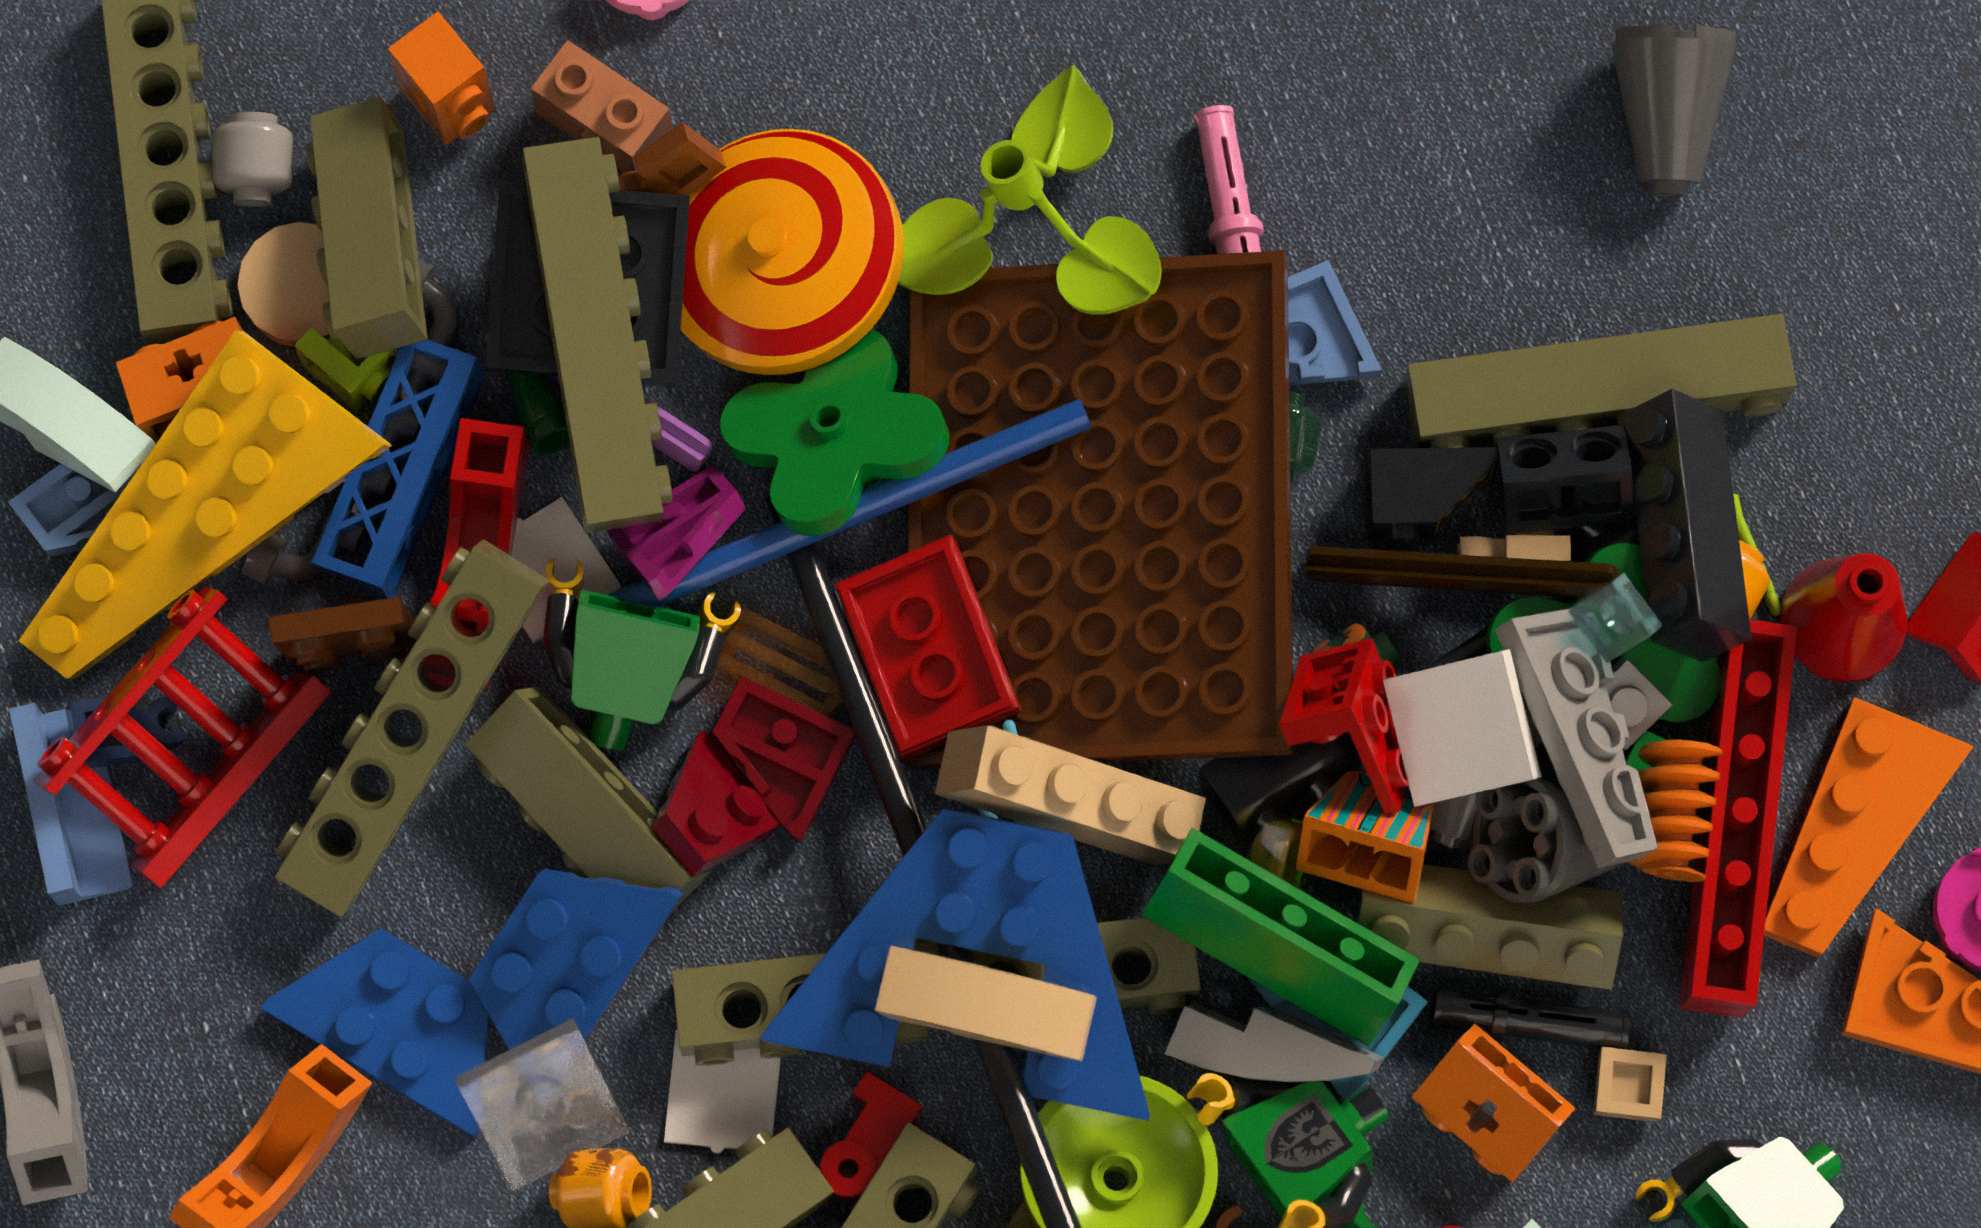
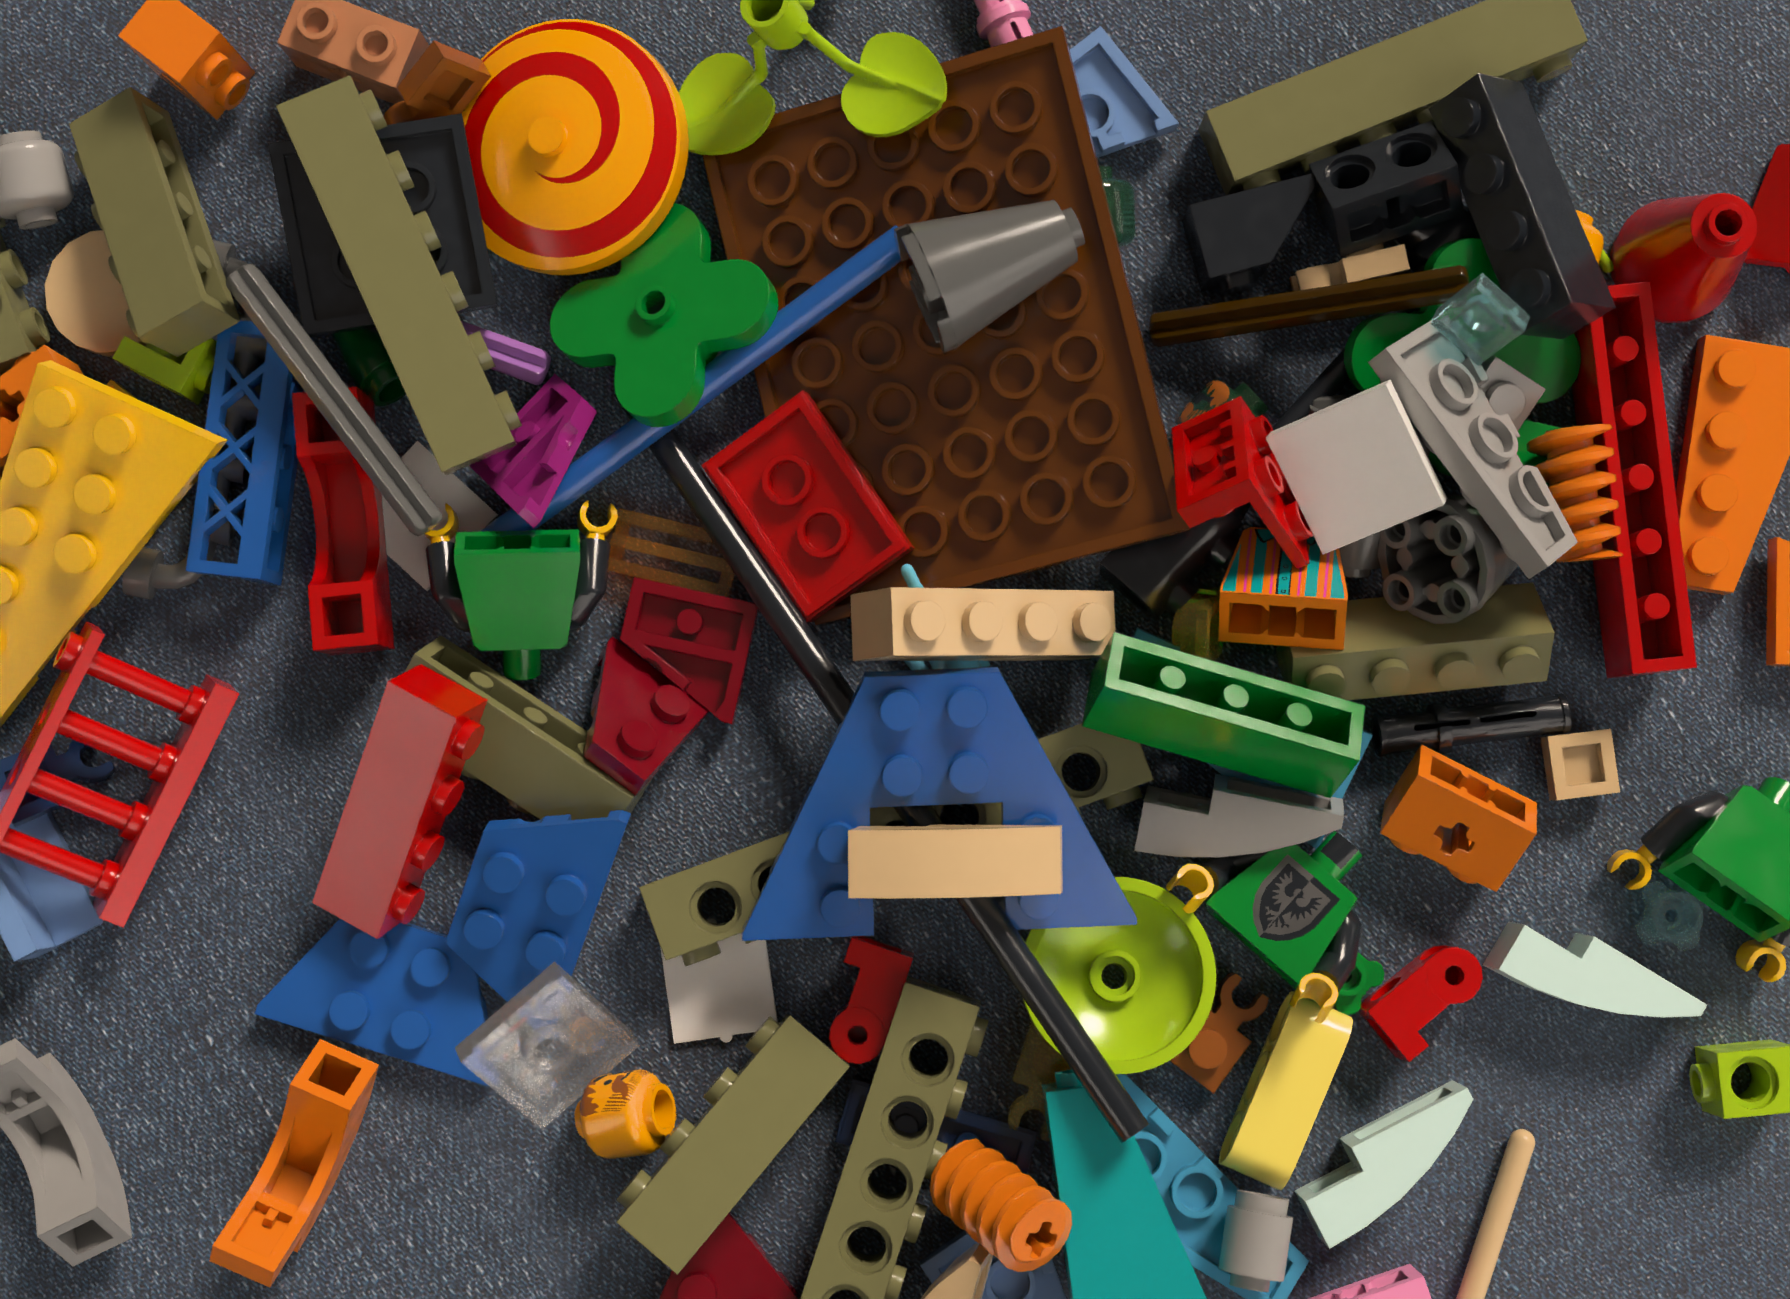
camera: 10 degrees left, 10 degrees up
(326, 635) = (229, 640): reddish brown plate -> none
(337, 874) = (379, 564): olive brick -> none
(463, 829) = (400, 800): none -> red brick
(501, 433) = (334, 399): none -> dark grey axle
(1154, 453) = (985, 263): none -> dark grey cone

